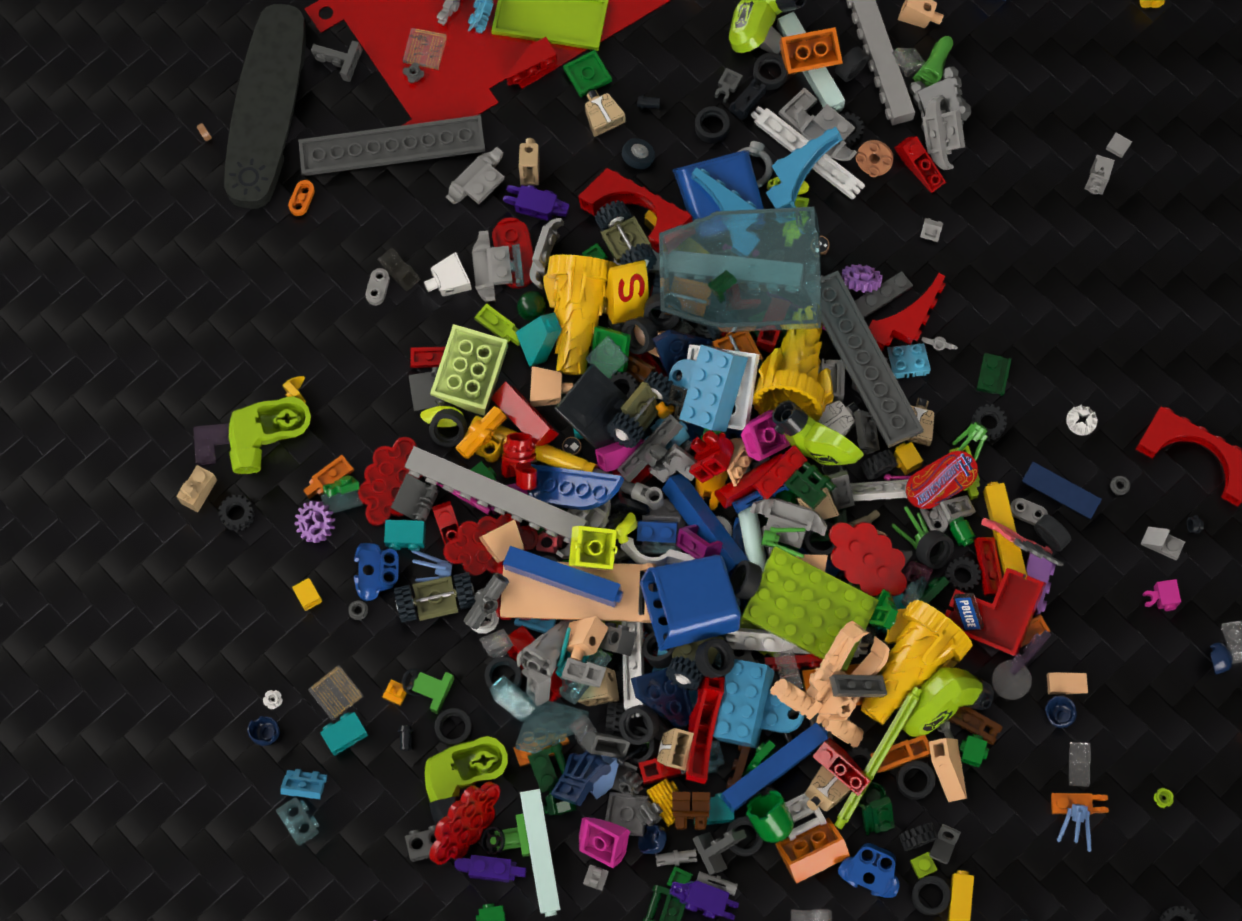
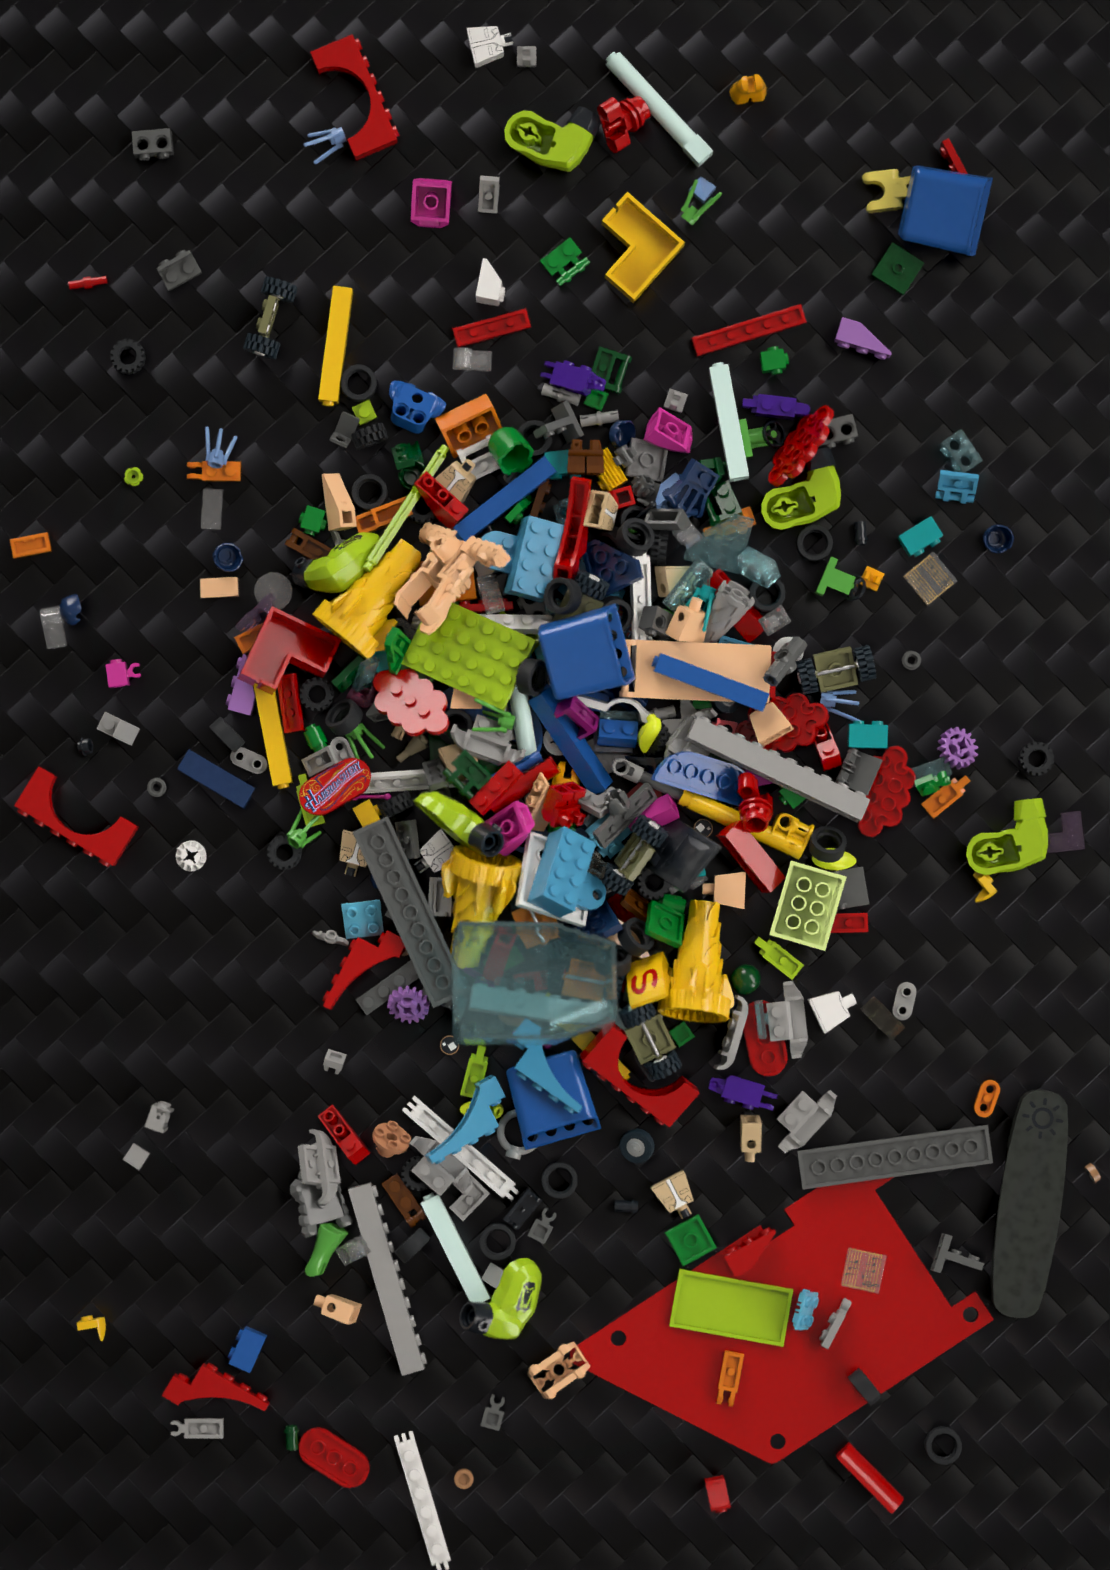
camera: 175 degrees right, 15 degrees up
(196, 488) = (1077, 782): tan hinge -> none
(272, 694) = (991, 566): white plate -> none
(307, 594) = (962, 674): yellow panel -> none
(370, 585) = (900, 684): blue piece -> none
(413, 77) = (874, 1246): dark grey plate -> none
(481, 432) = (794, 835): light orange piece -> none
(538, 687) = (733, 576): light grey slope -> none
(539, 338) = (737, 937): teal slope -> none
(583, 673) = (689, 585): light grey slope -> none
(592, 547) = (681, 707): neon yellow brick -> none
(607, 357) = (668, 913): clear light blue piece -> none
(663, 410) = (611, 858): light orange arm -> none
(721, 284) = (552, 982): dark green tile -> none
(810, 50) = (455, 1252): orange slope -> none
(858, 686) = (425, 566): dark grey plate -> none
(861, 108) = (404, 1199): none -> reddish brown plate
(968, 611) = (313, 651): tile -> none
(993, 374) = (277, 904): dark green plate -> none
(1022, 542) = (256, 718): piece -> none

